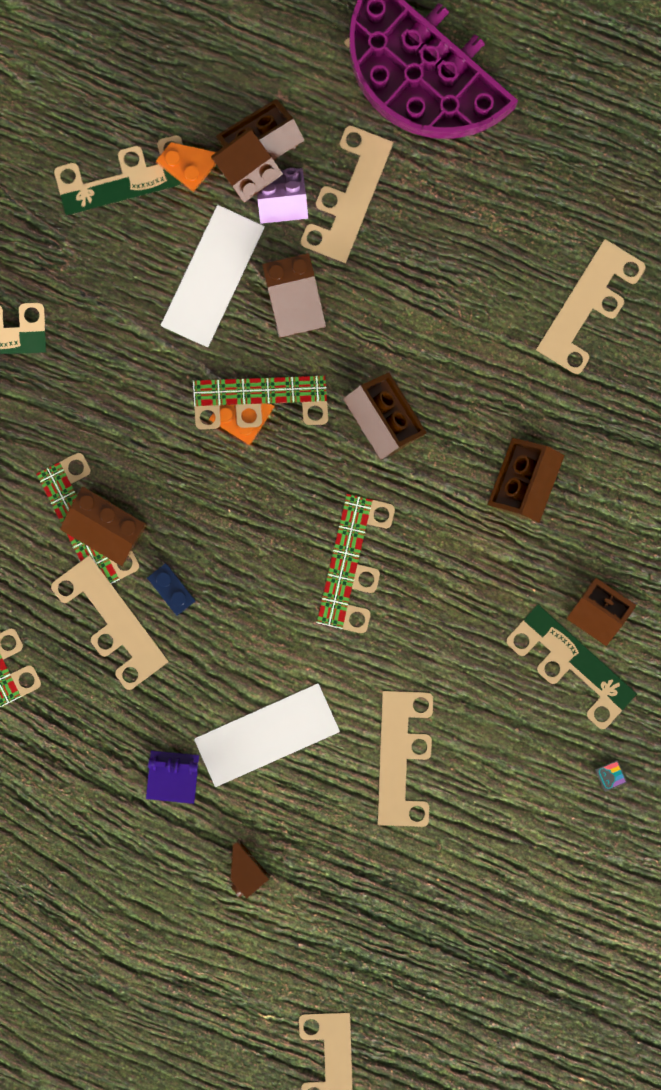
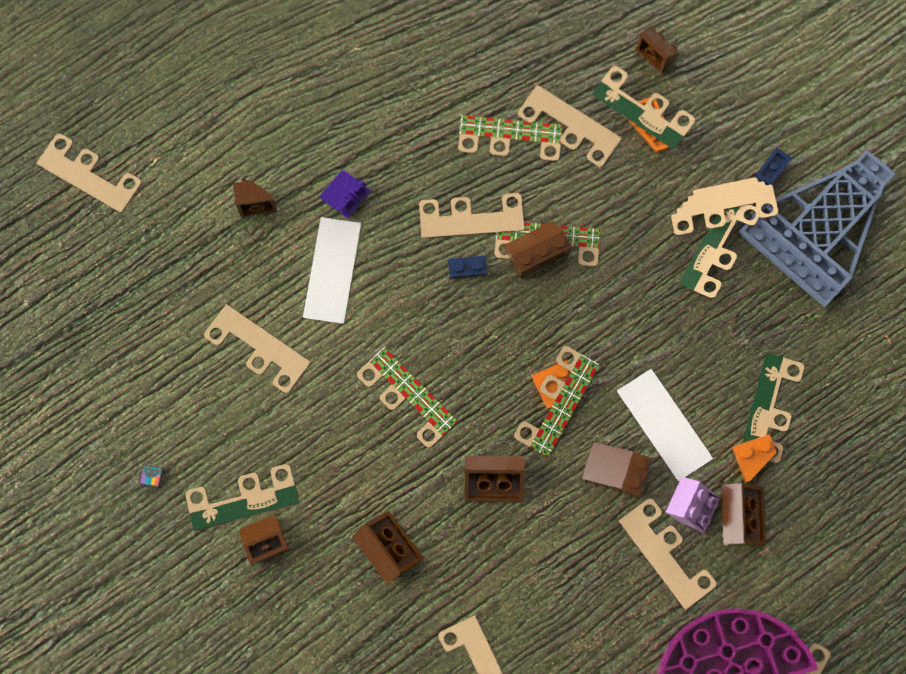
camera: 120 degrees right, 10 degrees down
(246, 165) = (728, 489): reddish brown slope -> none

